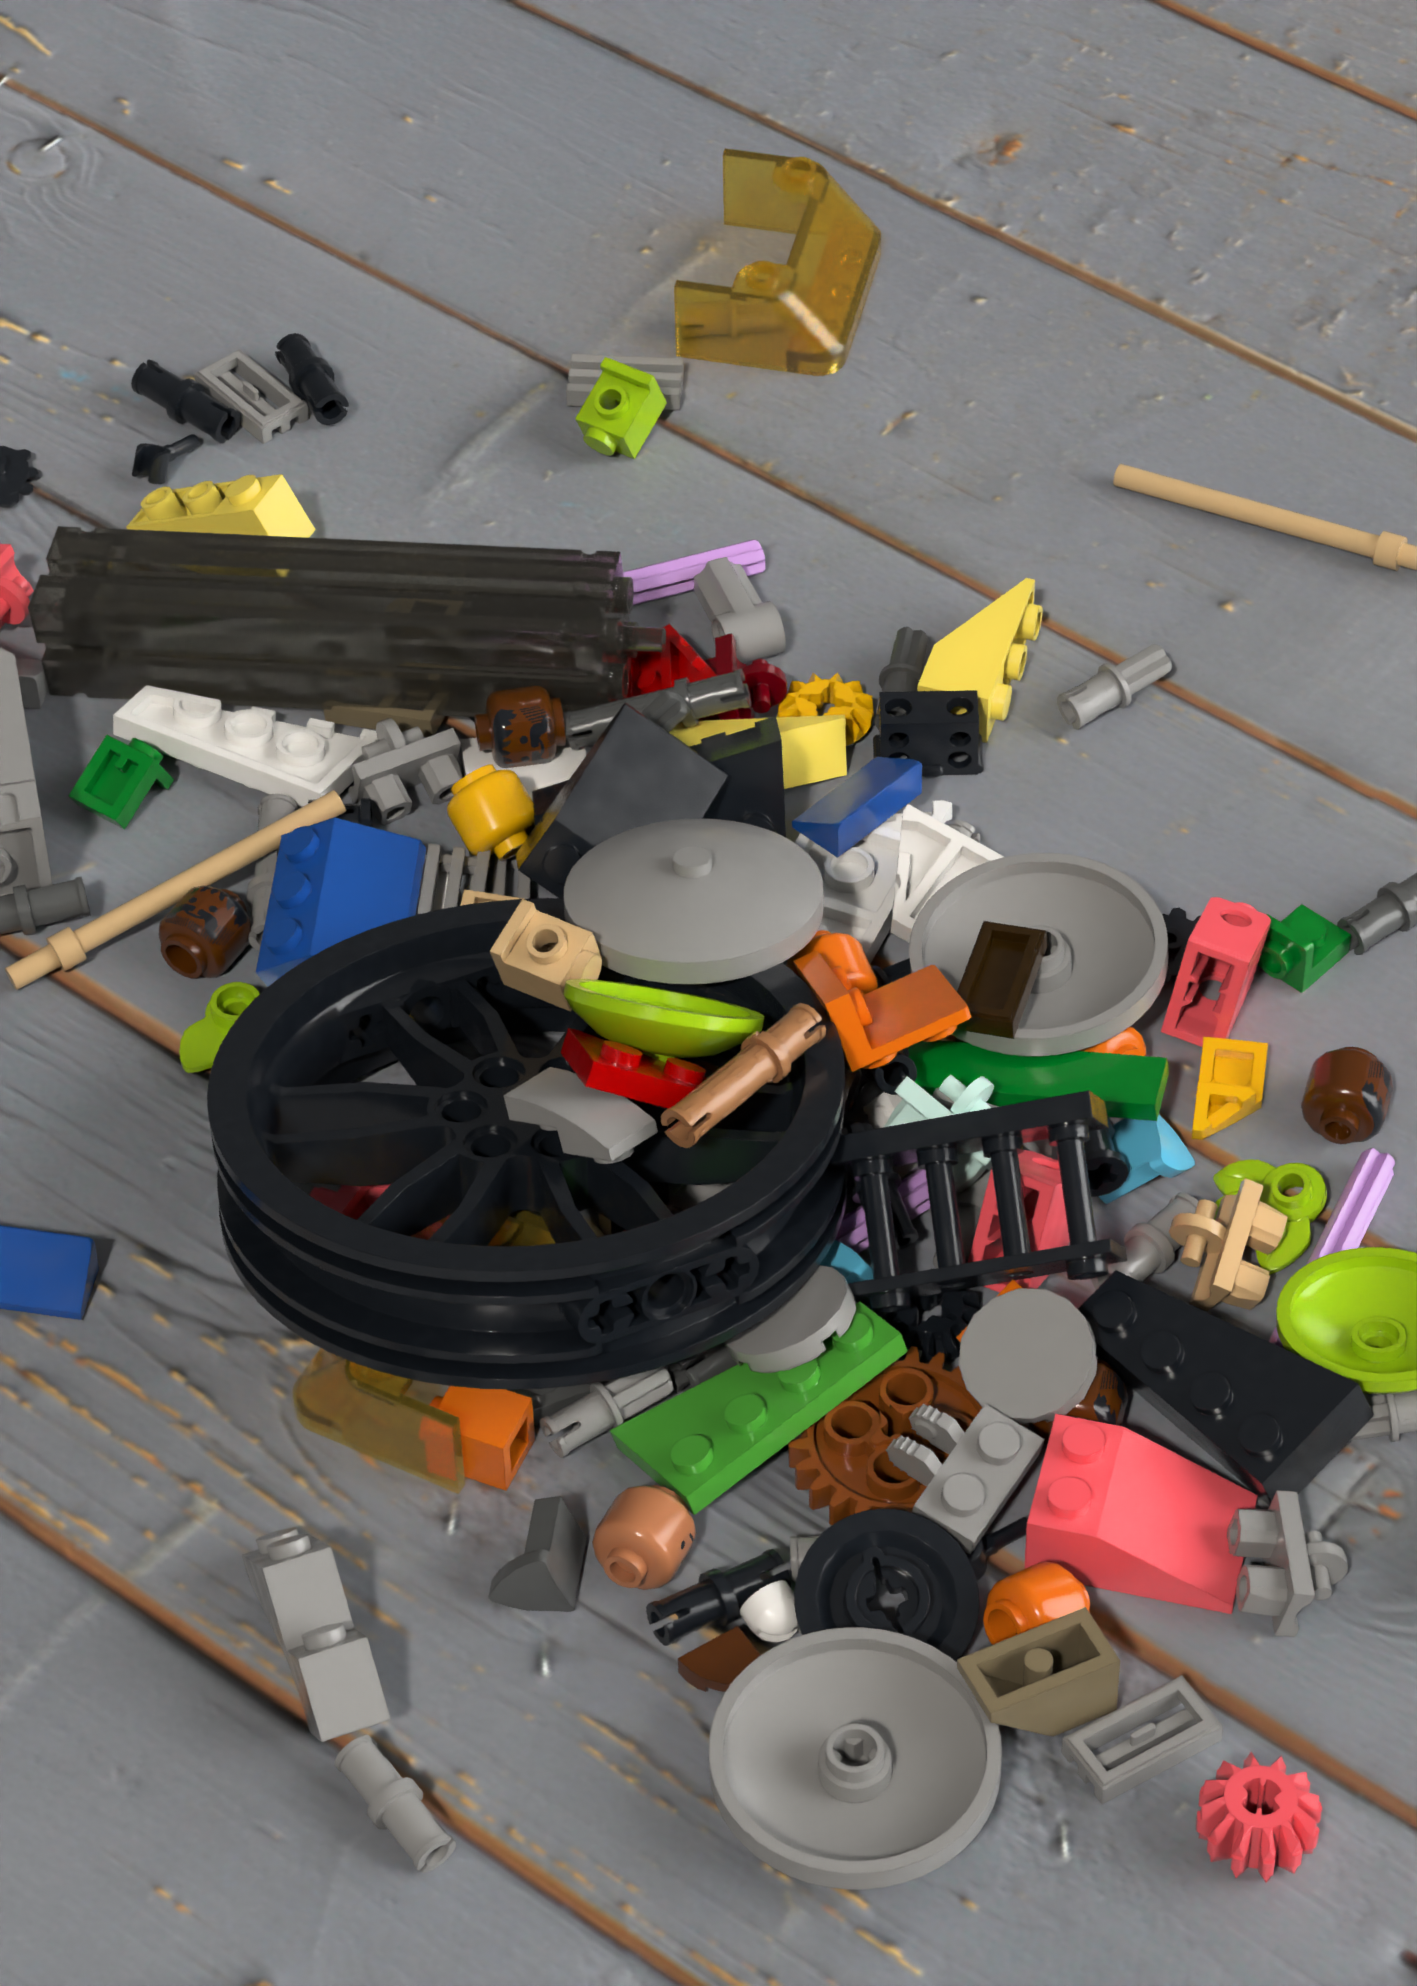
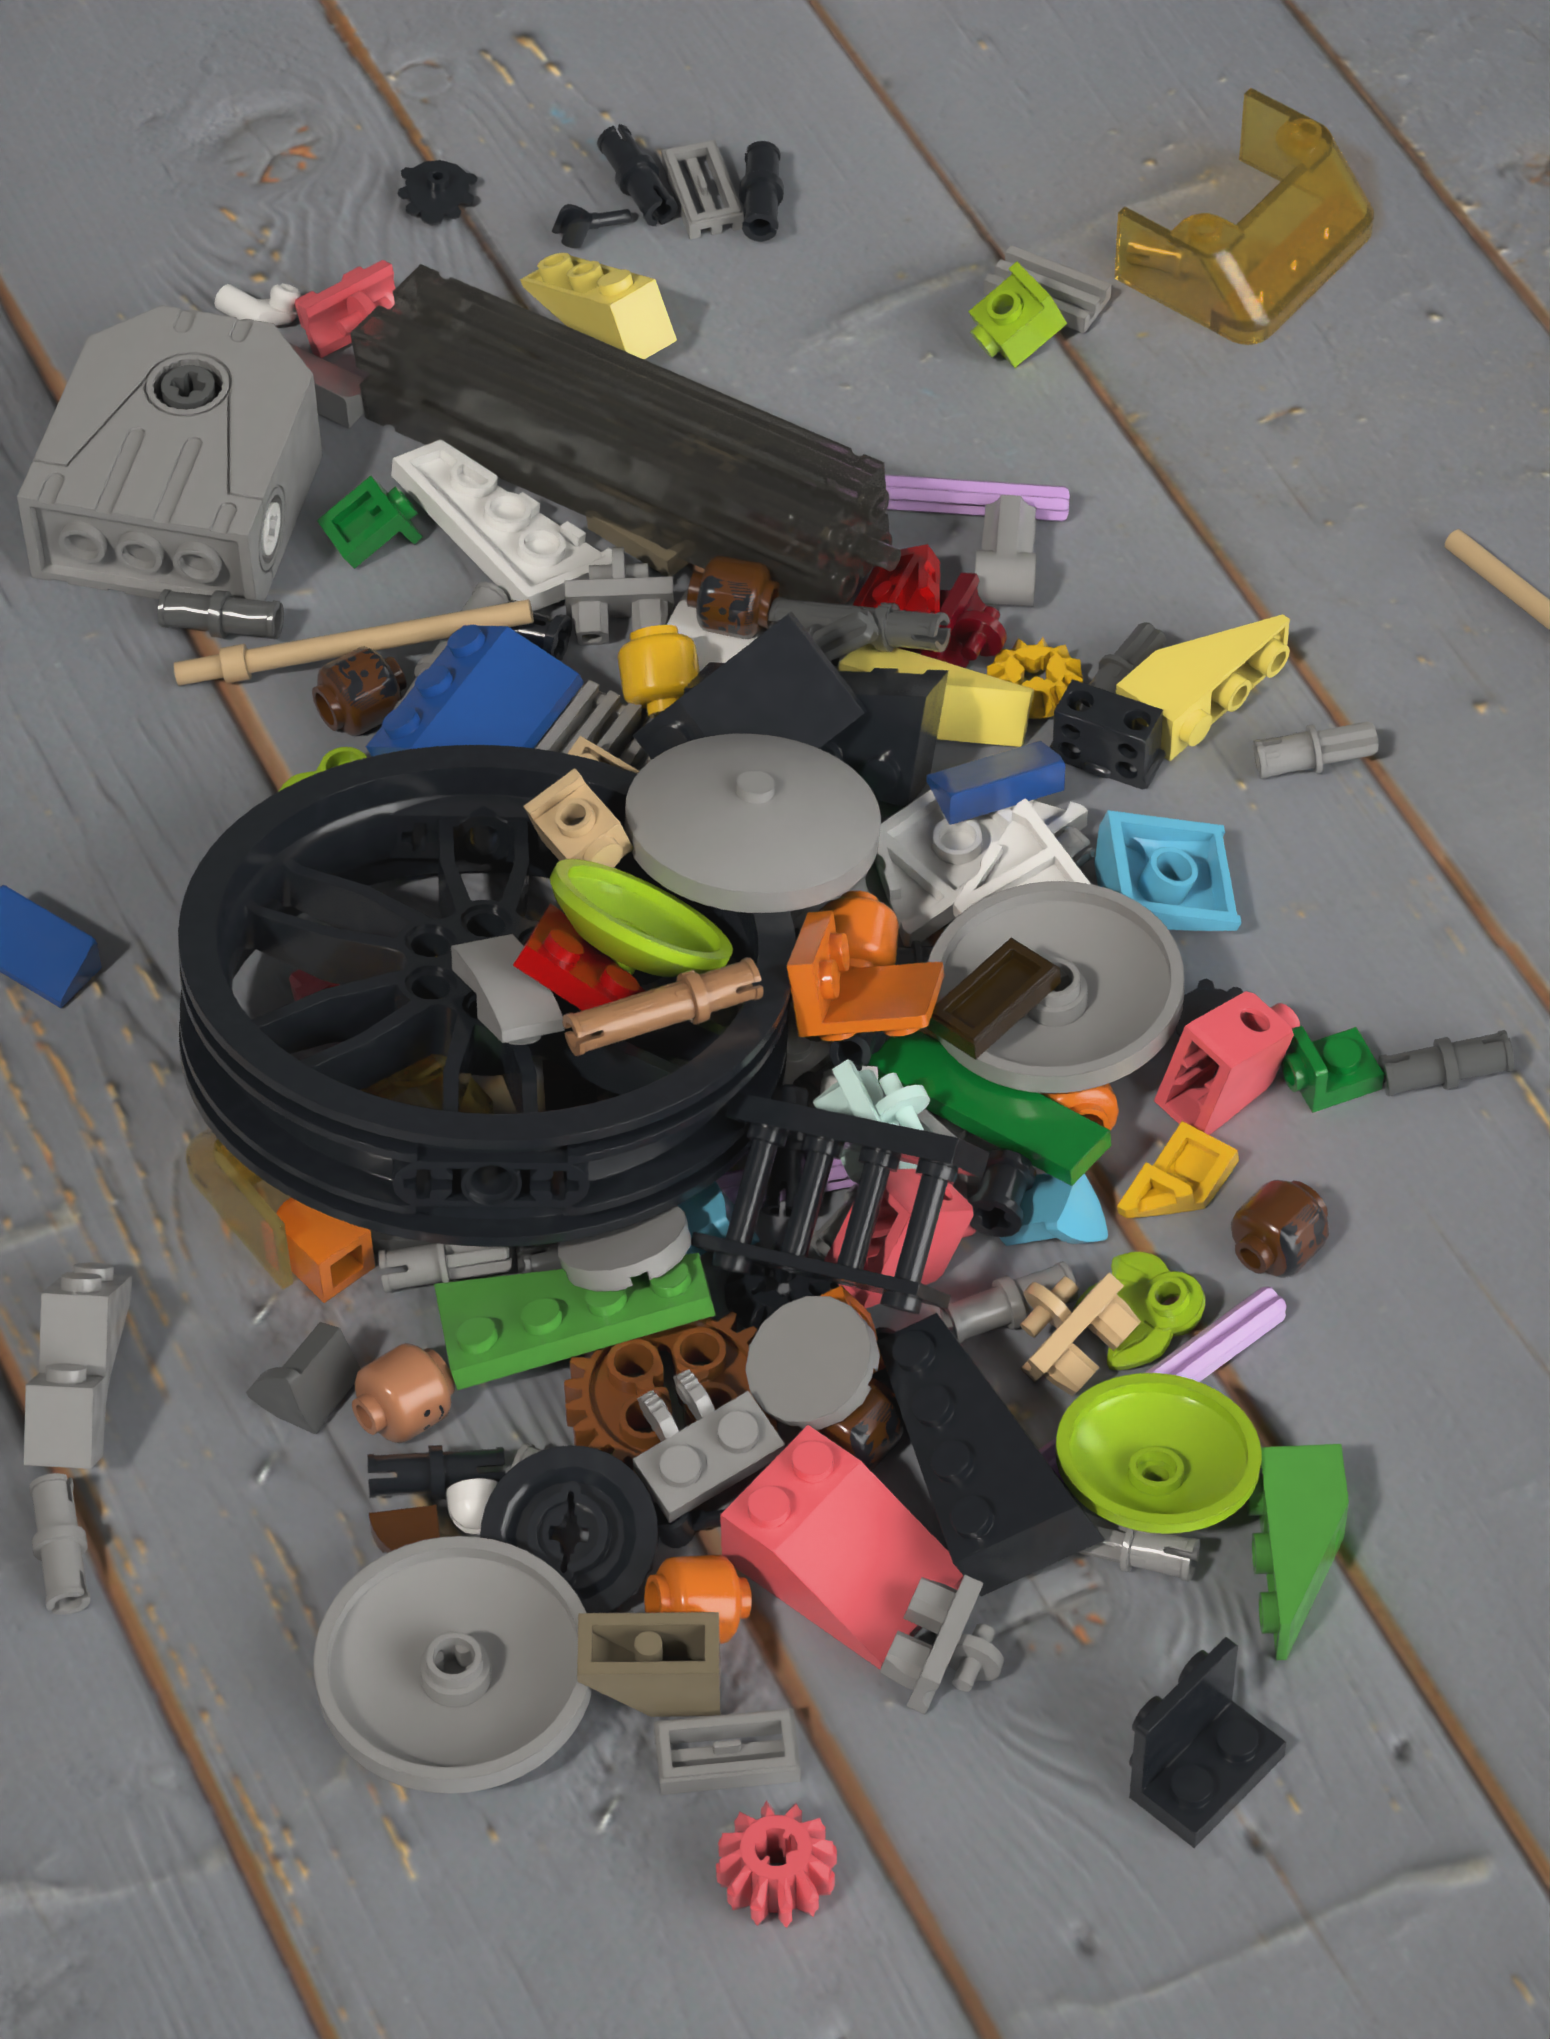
camera: 25 degrees right, 5 degrees up
(1055, 818) = (1169, 868): none -> medium azure slope

